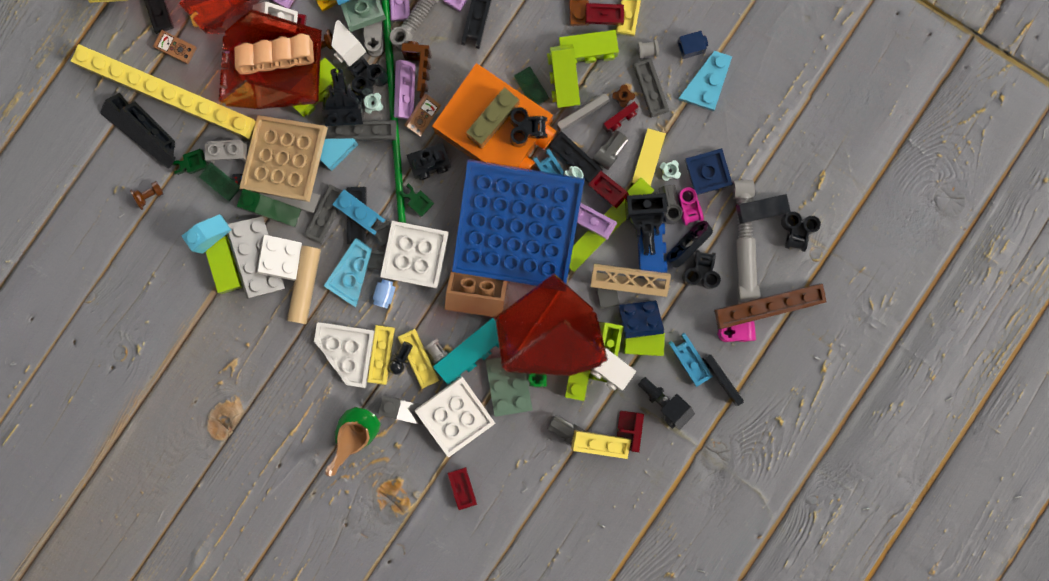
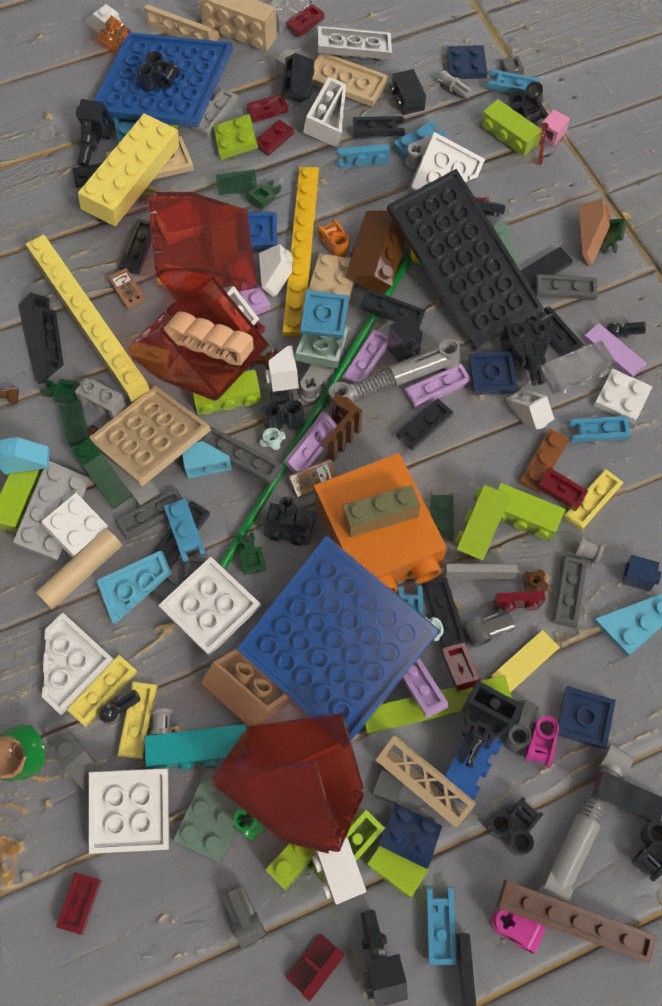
camera: 30 degrees right, 20 degrees down
(342, 106) = (240, 417): black brick -> none
(384, 293) = (150, 627): light blue brick -> none
(527, 127) = (411, 541): black piece -> none
(600, 444) = (270, 959): light yellow plate -> none
(665, 169) = (548, 686): light aqua plate -> none
(702, 231) = (506, 786): black beam -> none

